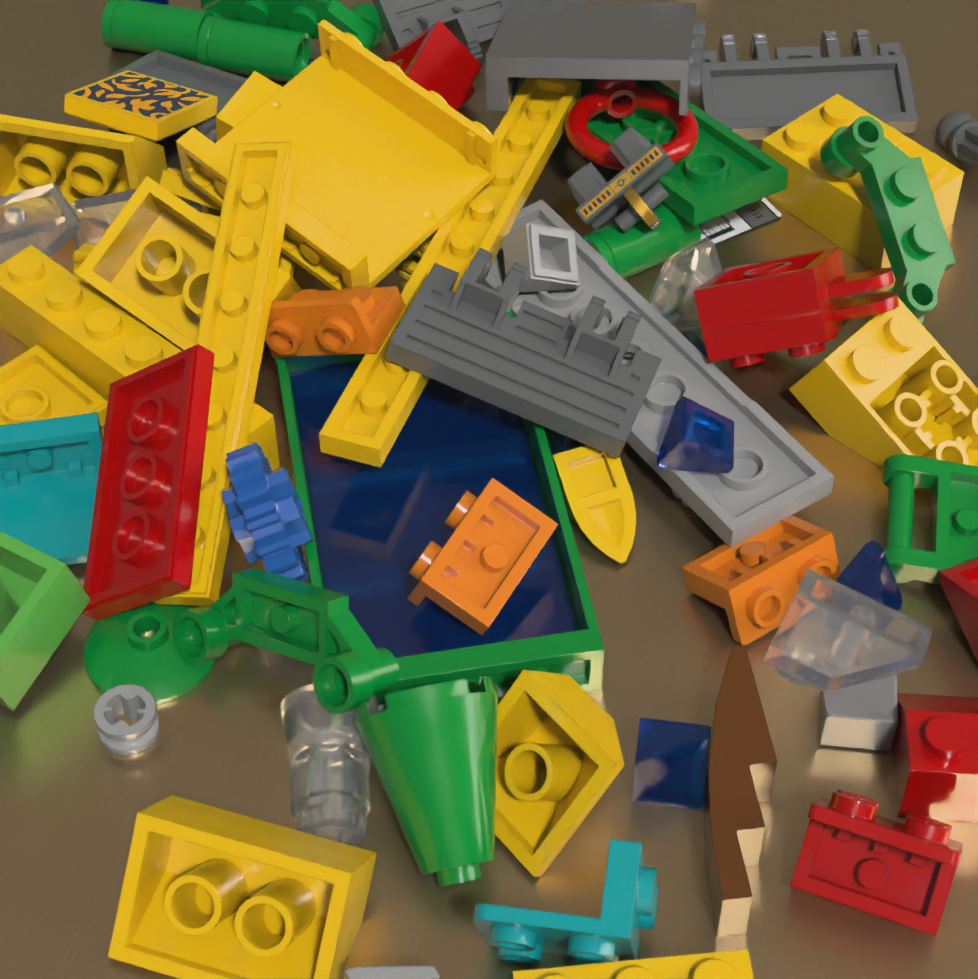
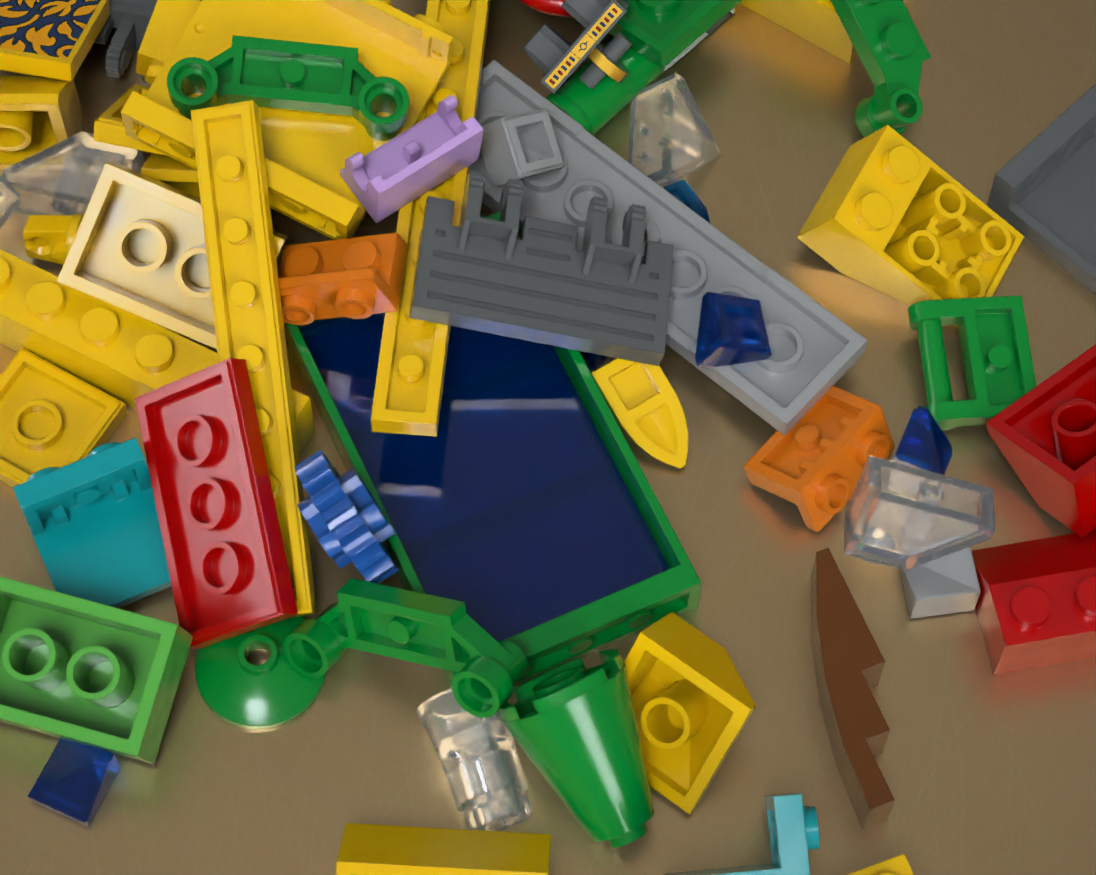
camera: 15 degrees left, 15 degrees up
(134, 703) = (270, 768): light grey bush -> none
(346, 153) = (291, 78): none -> green plate
(442, 237) = (413, 161): none -> lavender hinge
(484, 556) = (561, 512): orange bracket -> none
(671, 763) = (785, 677): clear blue slope -> none
(785, 305) = (781, 154): red brick -> none
(878, 862) = (991, 728): red bracket -> none

